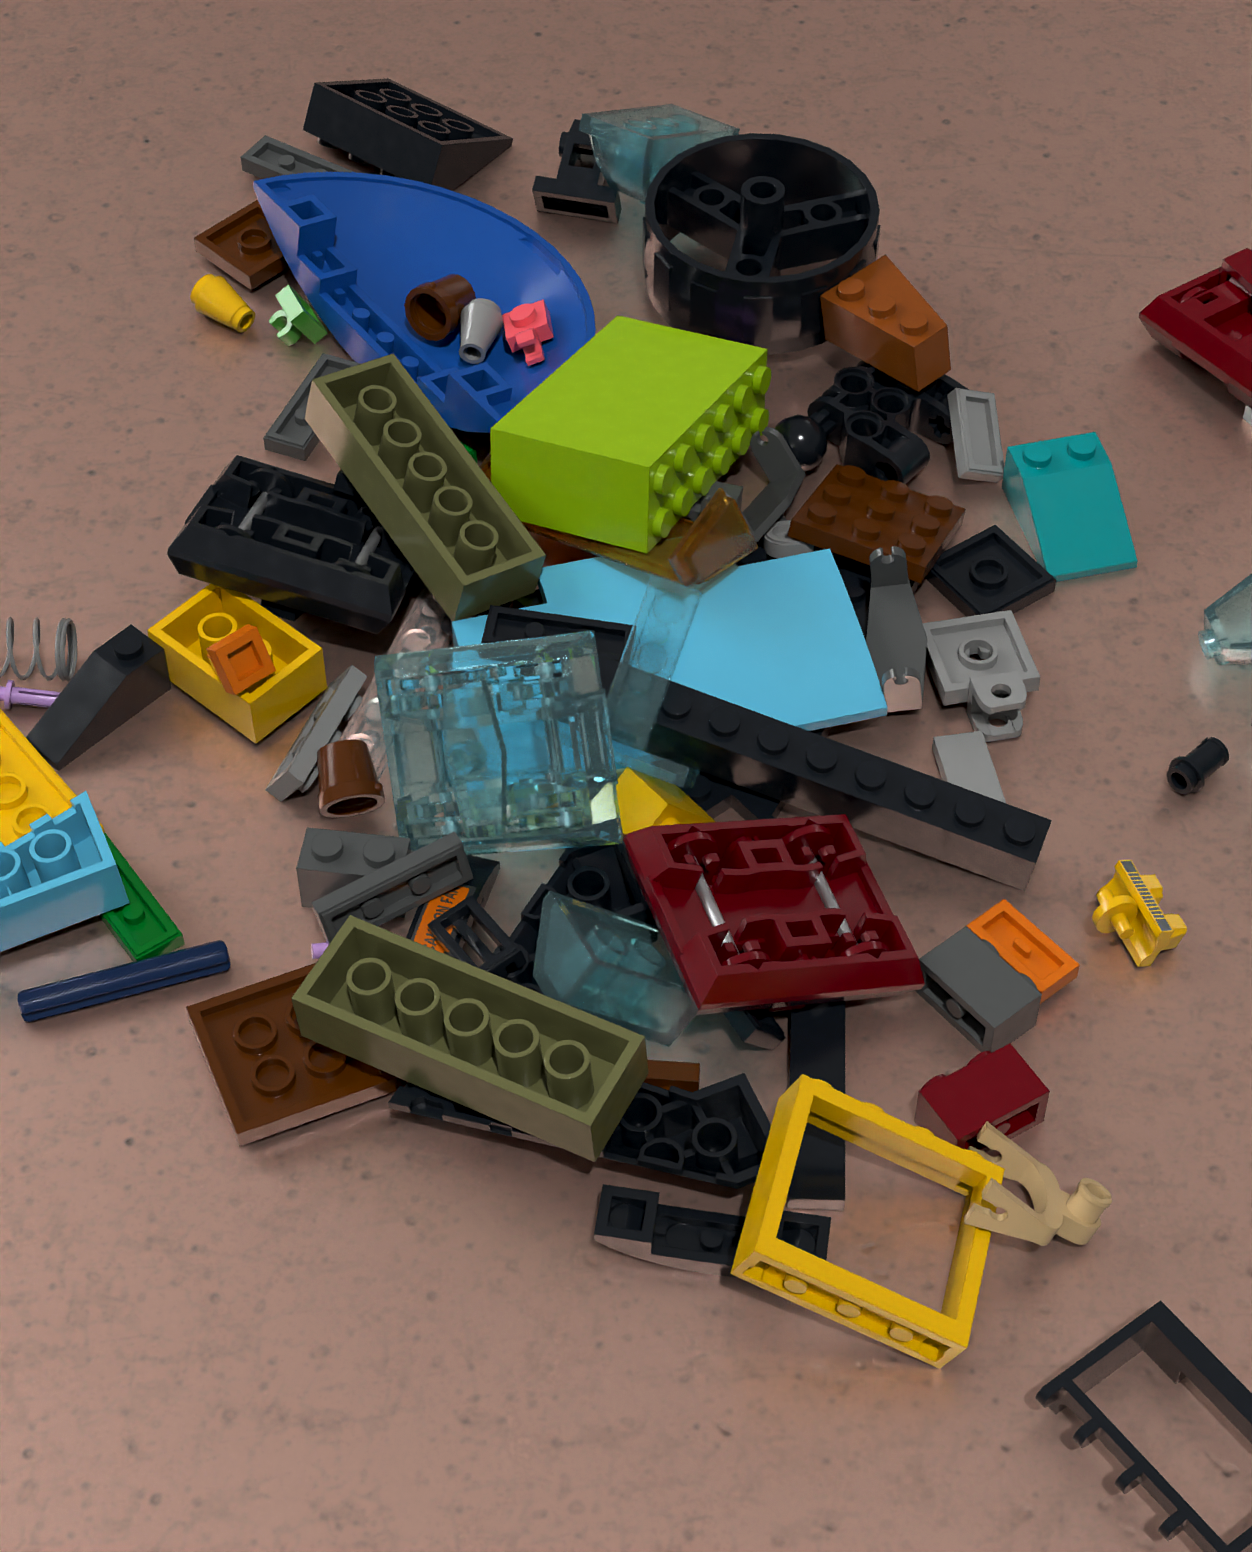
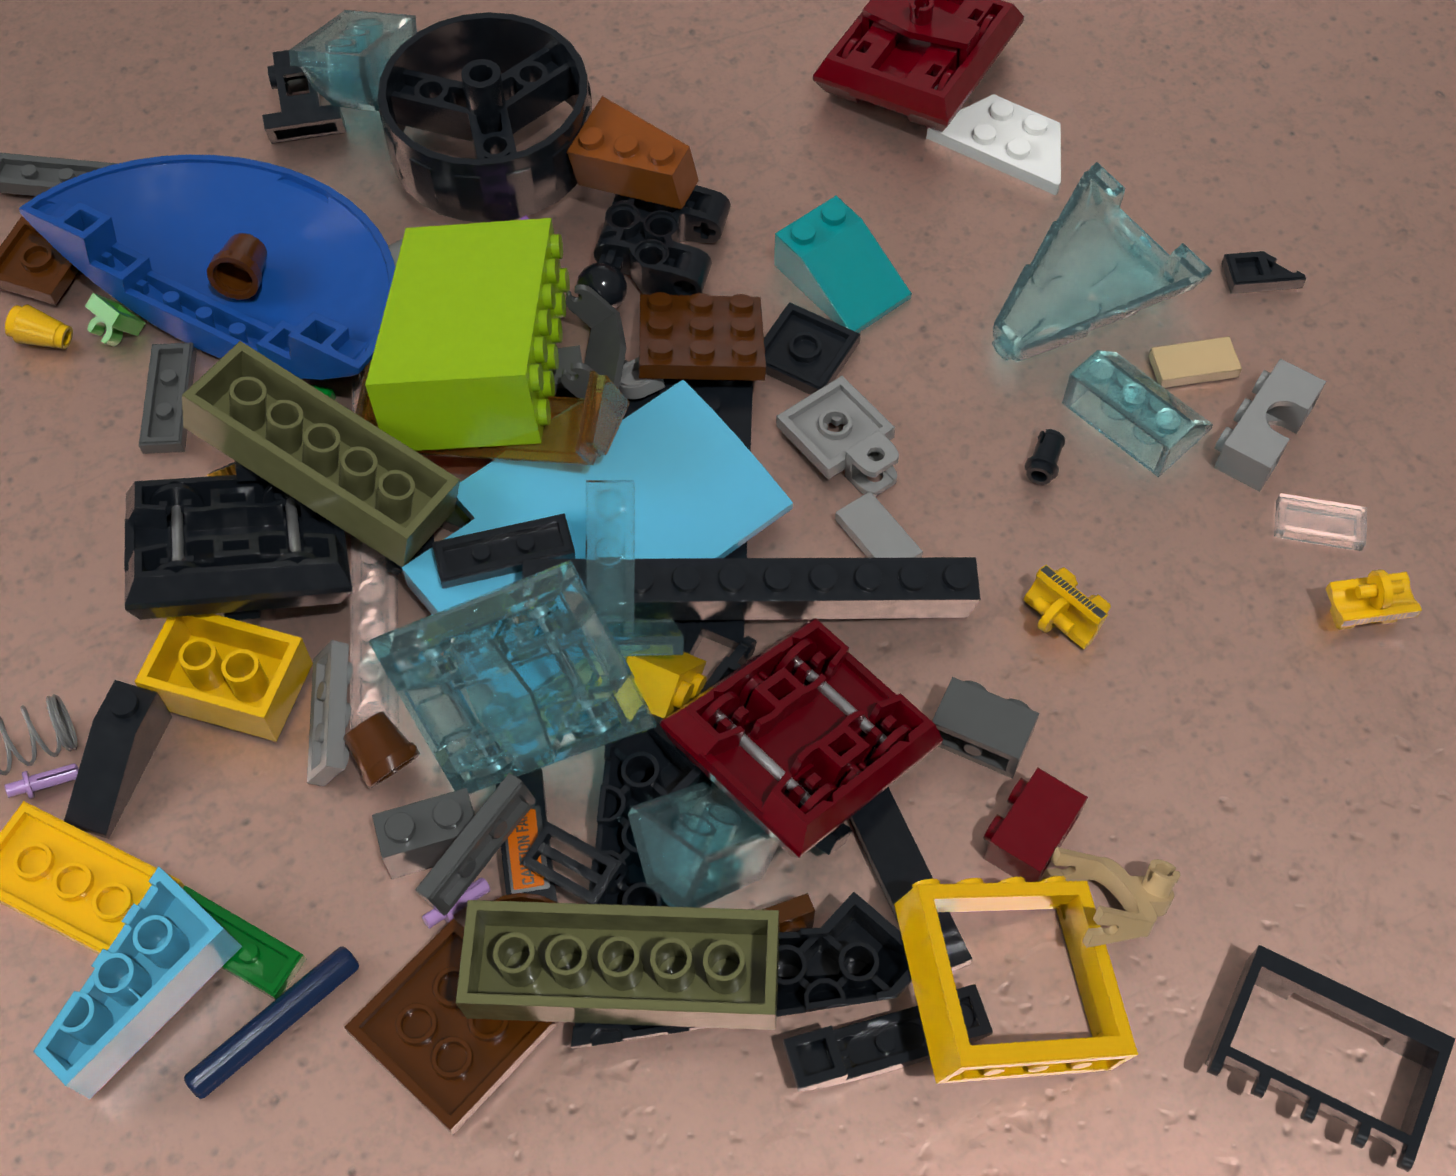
camera: 25 degrees left, 10 degrees up
(240, 659) = (239, 682): orange tile -> none
(401, 131) = (118, 109): black slope -> none
(479, 327) = (283, 276): light grey cone -> none
(527, 329) = (326, 263): coral plate -> none
(896, 632) = (767, 432): dark grey piece -> none
(976, 435) = (739, 229): light grey tile -> none
(1026, 948) = (997, 672): orange plate -> none

